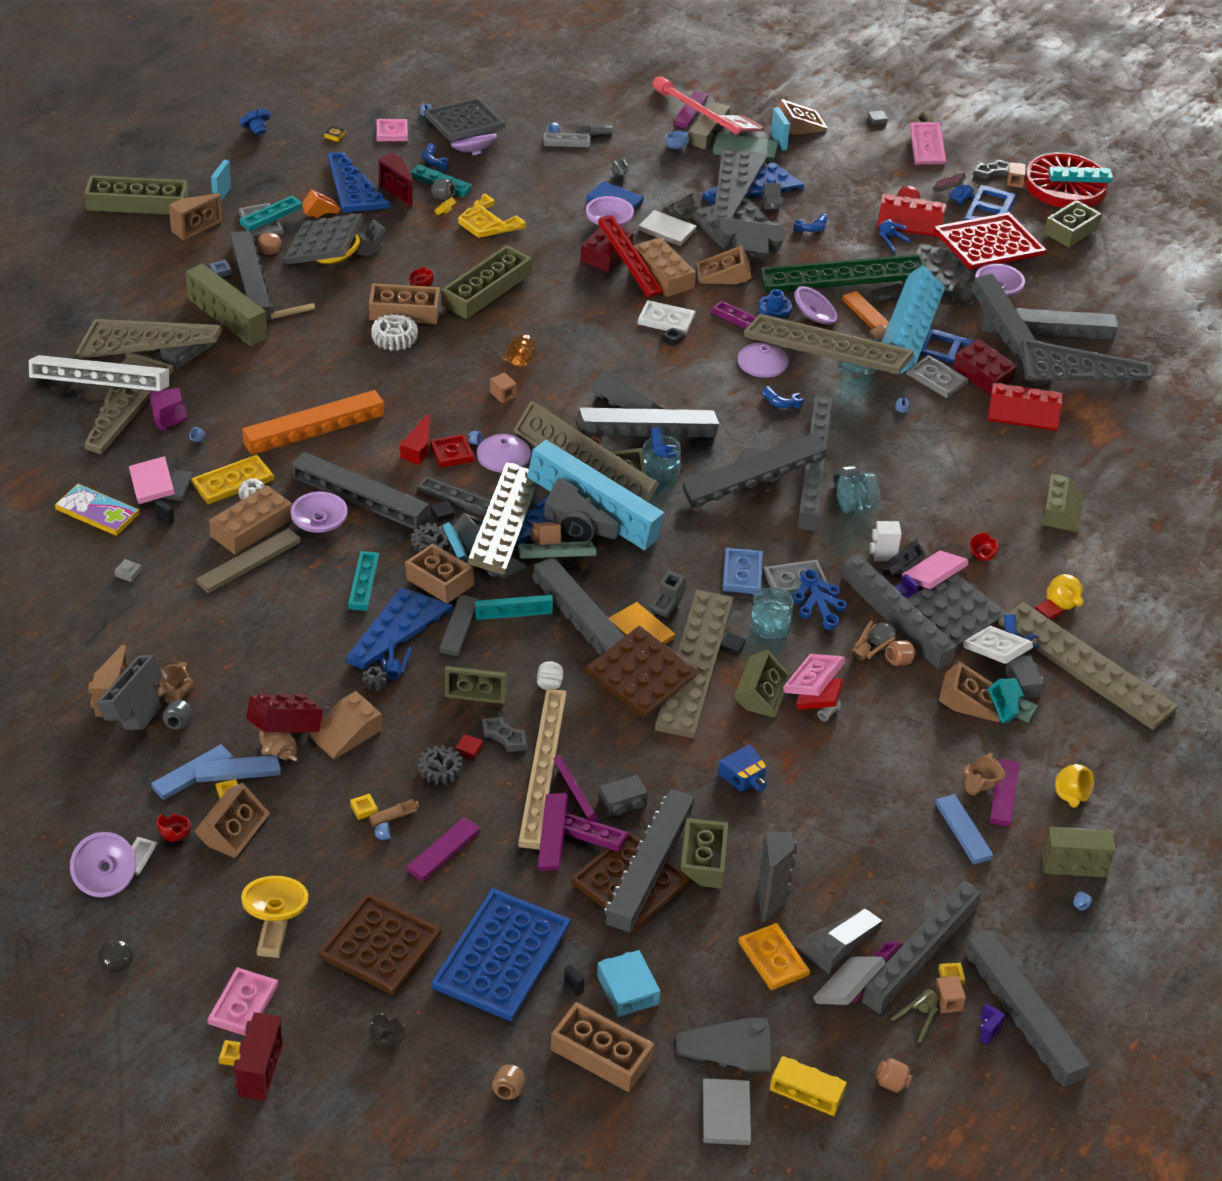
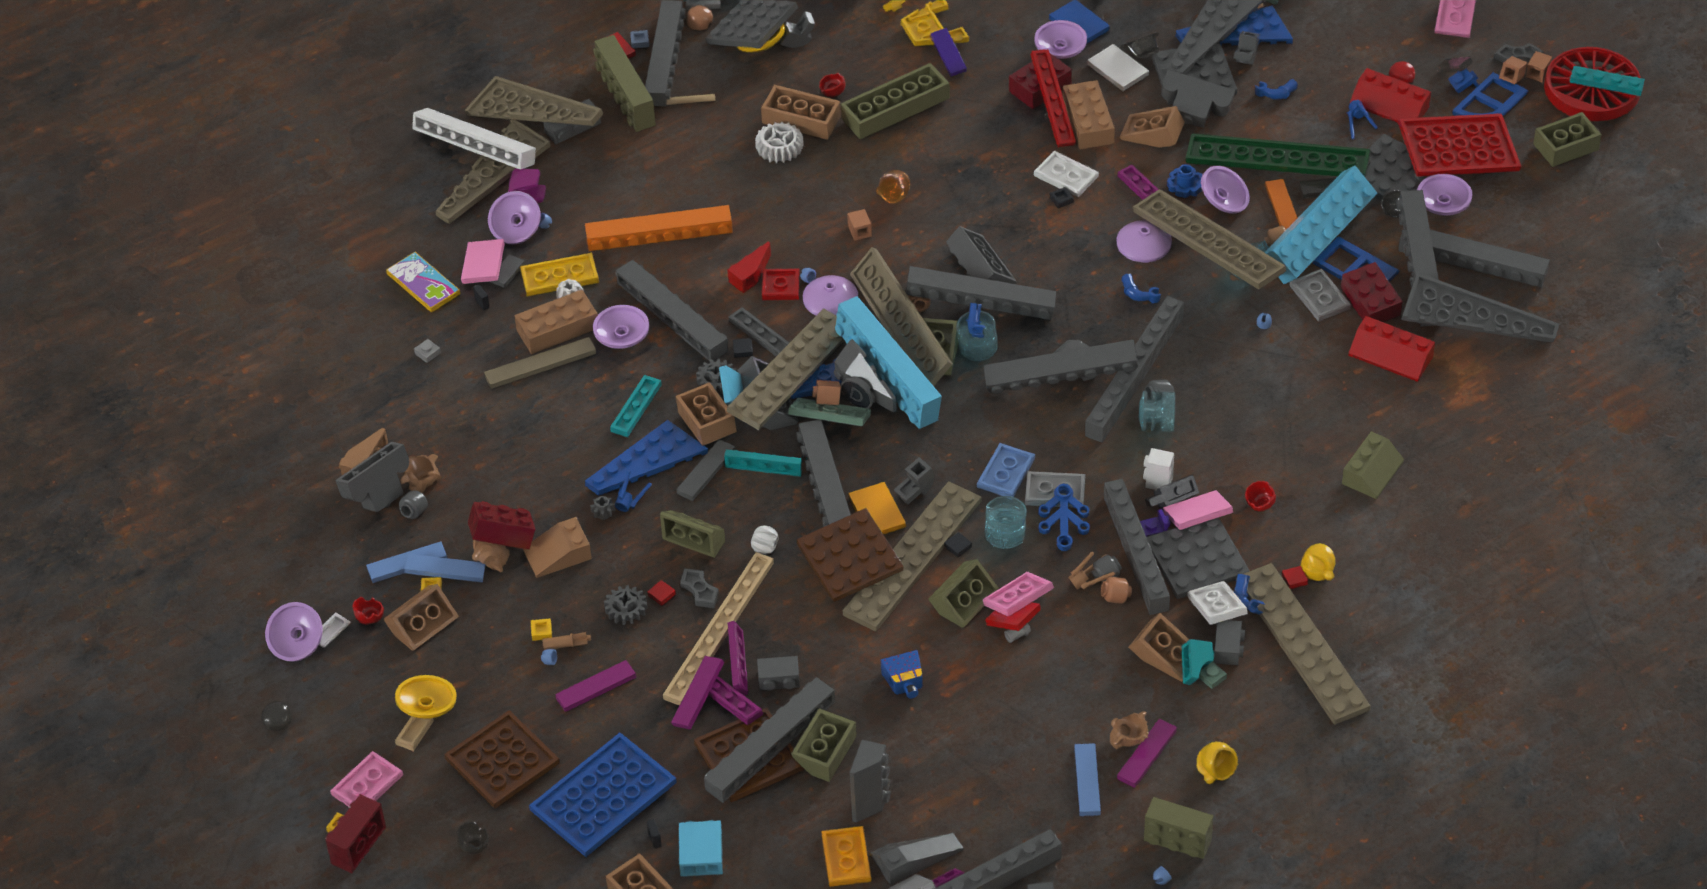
camera: 25 degrees right, 5 degrees up
(166, 425) = (507, 211): none -> lavender dish
(513, 236) = (948, 52): none -> dark purple tile
(998, 180) = (1513, 70): none -> nougat brick

